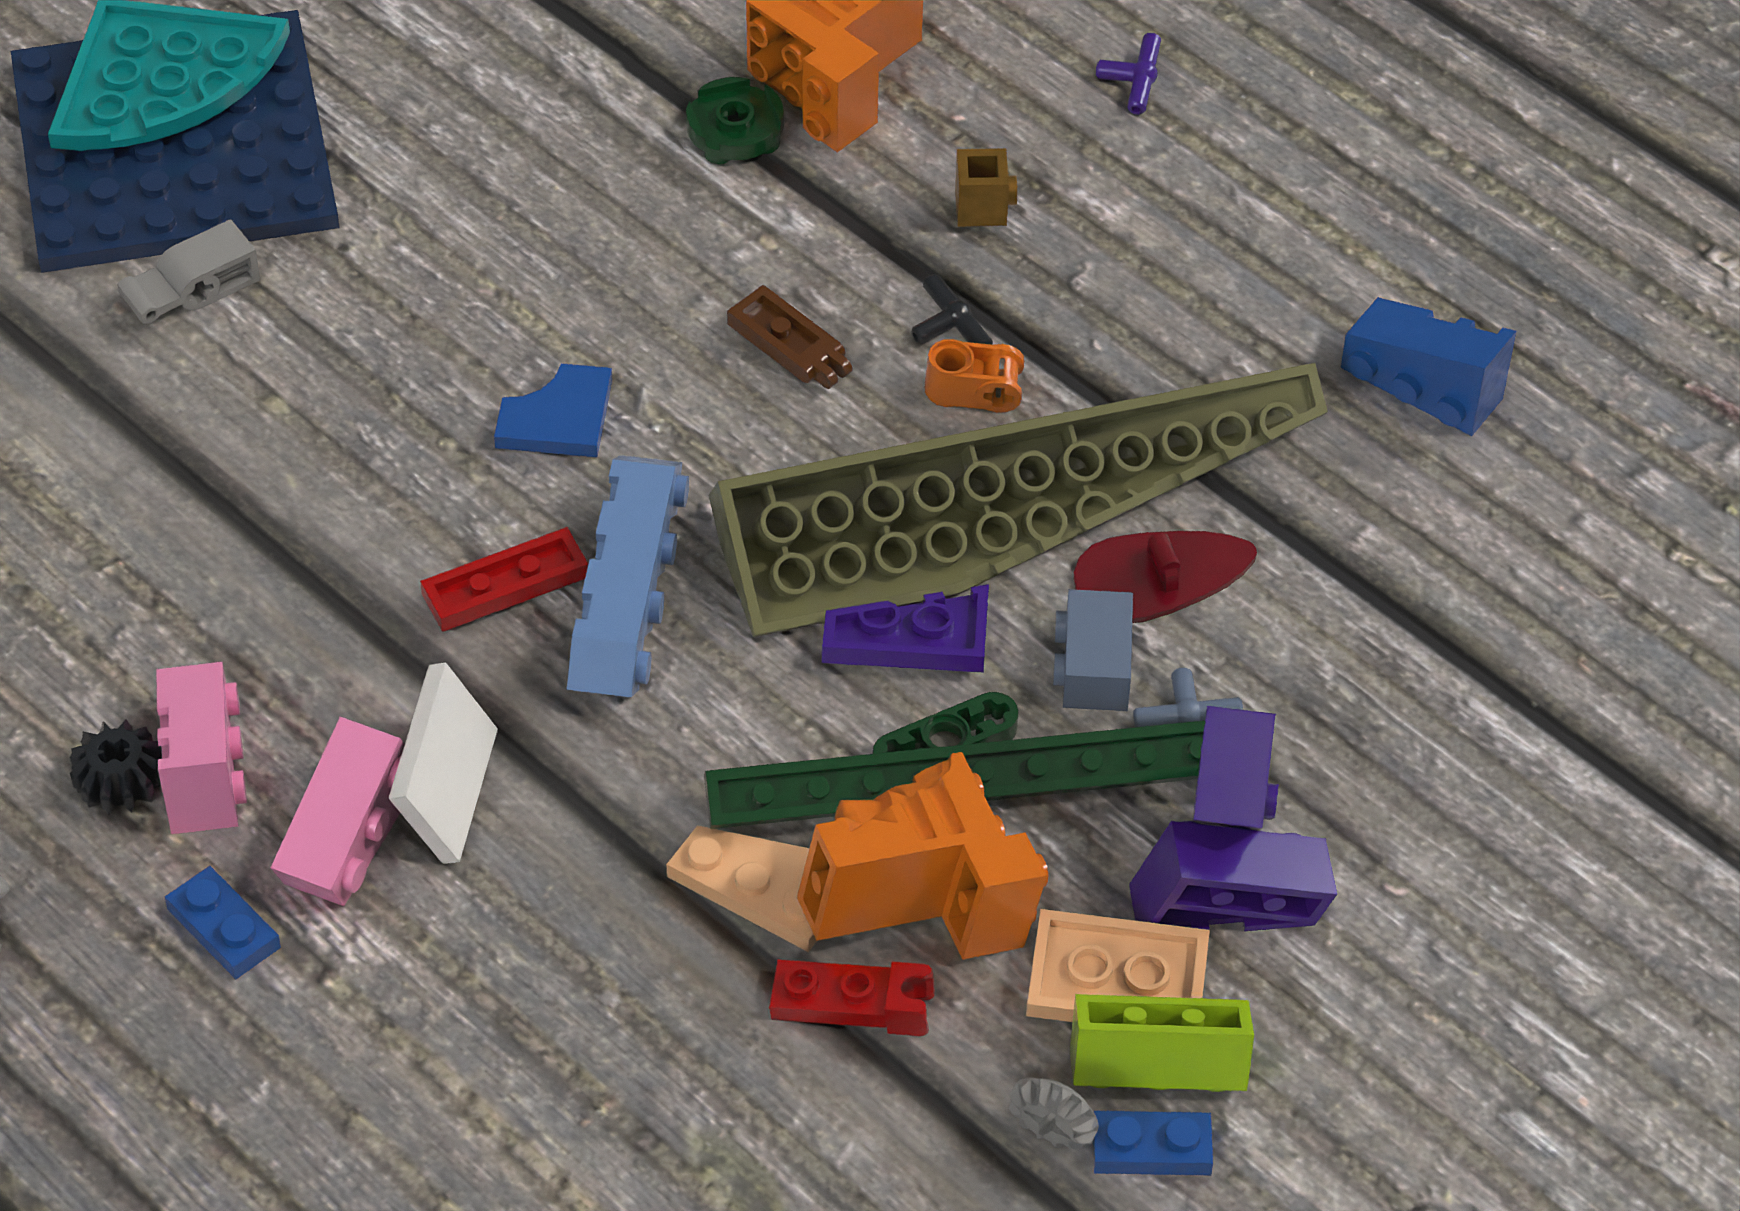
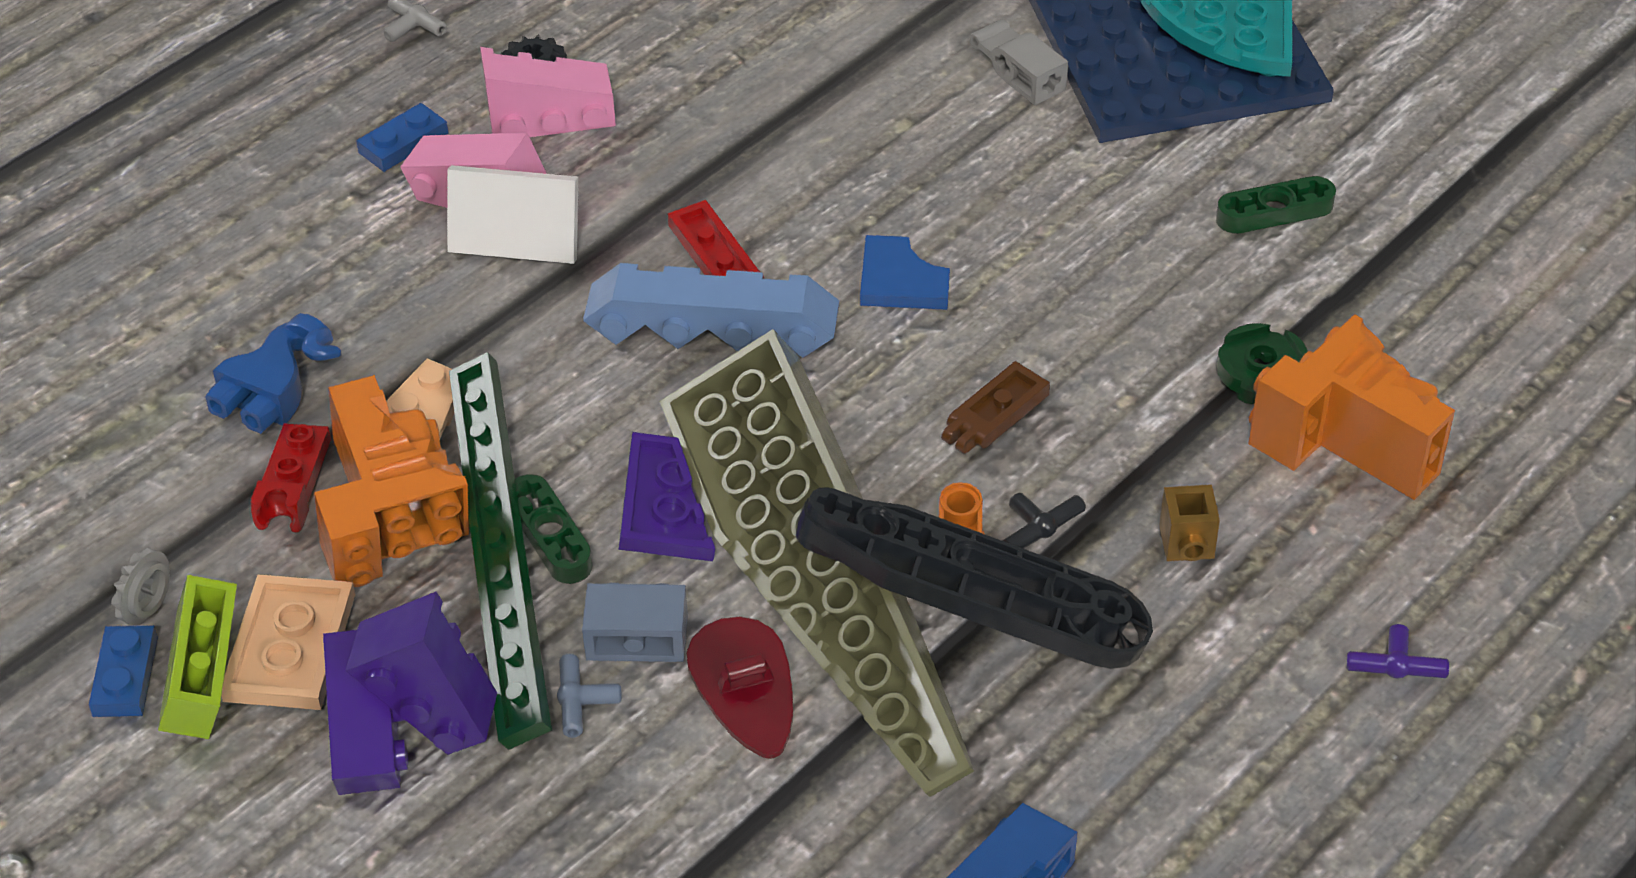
camera: 90 degrees right, 5 degrees down
(476, 99) = (1248, 211): none -> dark green beam
(690, 1025) = (268, 379): none -> blue hips
(1069, 373) = (976, 577): none -> black beam

